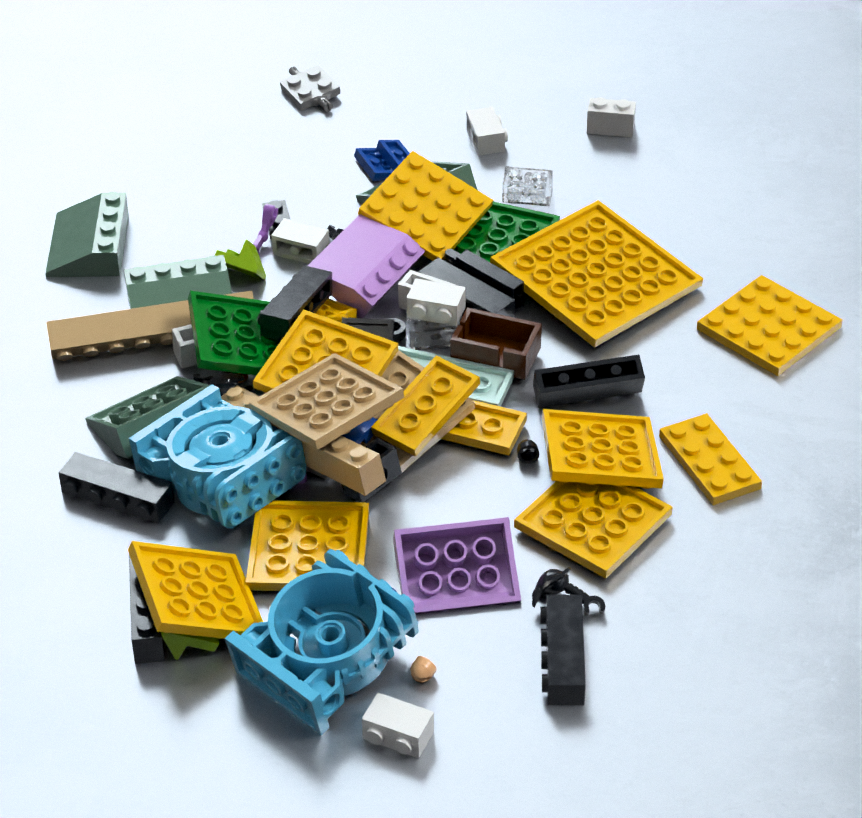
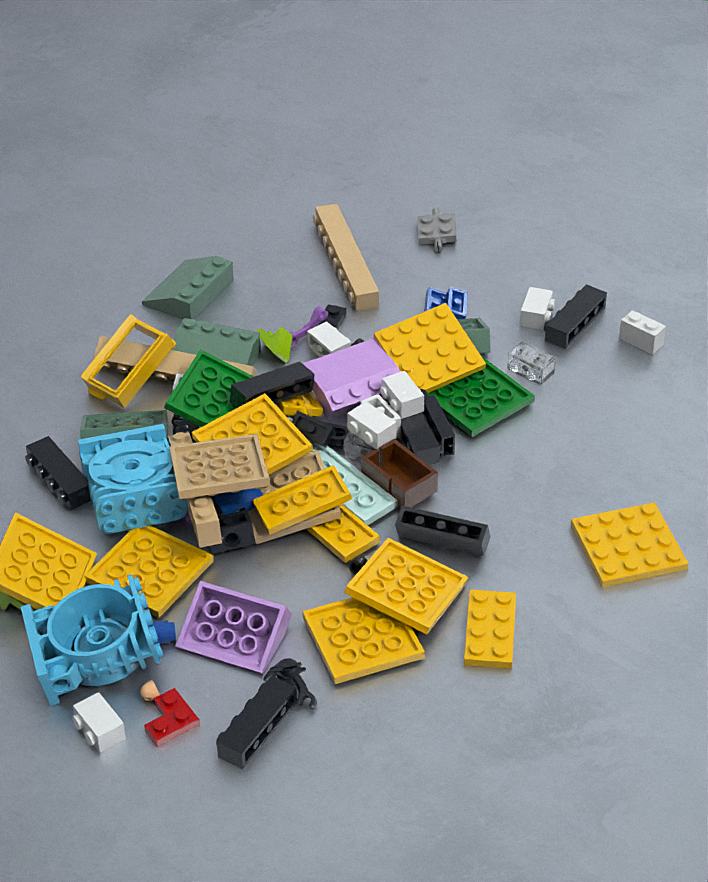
camera: 30 degrees right, 0 degrees up
(85, 382) = (139, 373): none -> yellow piece
(240, 147) = (346, 257): none -> tan brick
(438, 259) = (402, 394): none -> white brick
(472, 685) = (176, 718): none -> red plate
(529, 125) = (575, 316): none -> black brick
(597, 272) = (523, 450): yellow plate -> none

